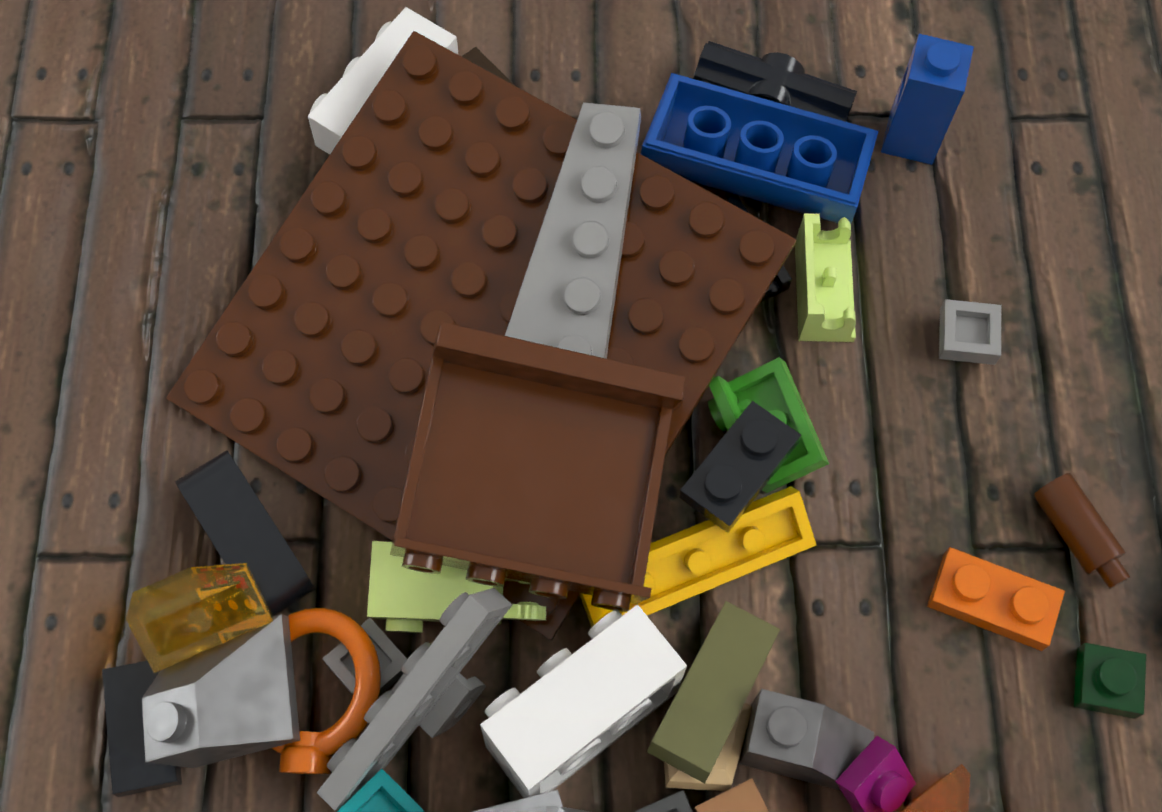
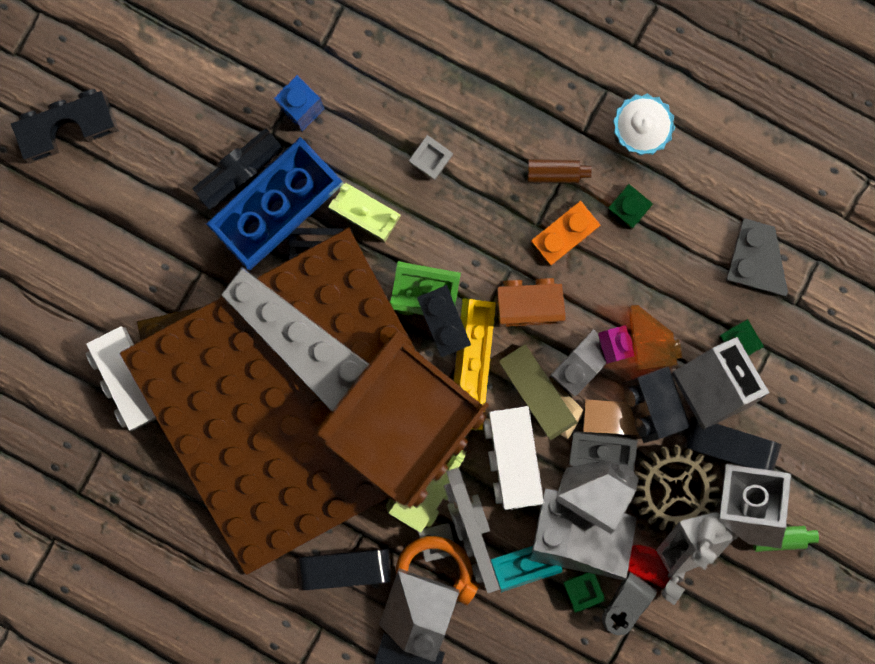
camera: 55 degrees left, 20 degrees up
(195, 612) = (374, 609): clear yellow slope -> none
(848, 596) = (530, 303): none -> dark orange slope

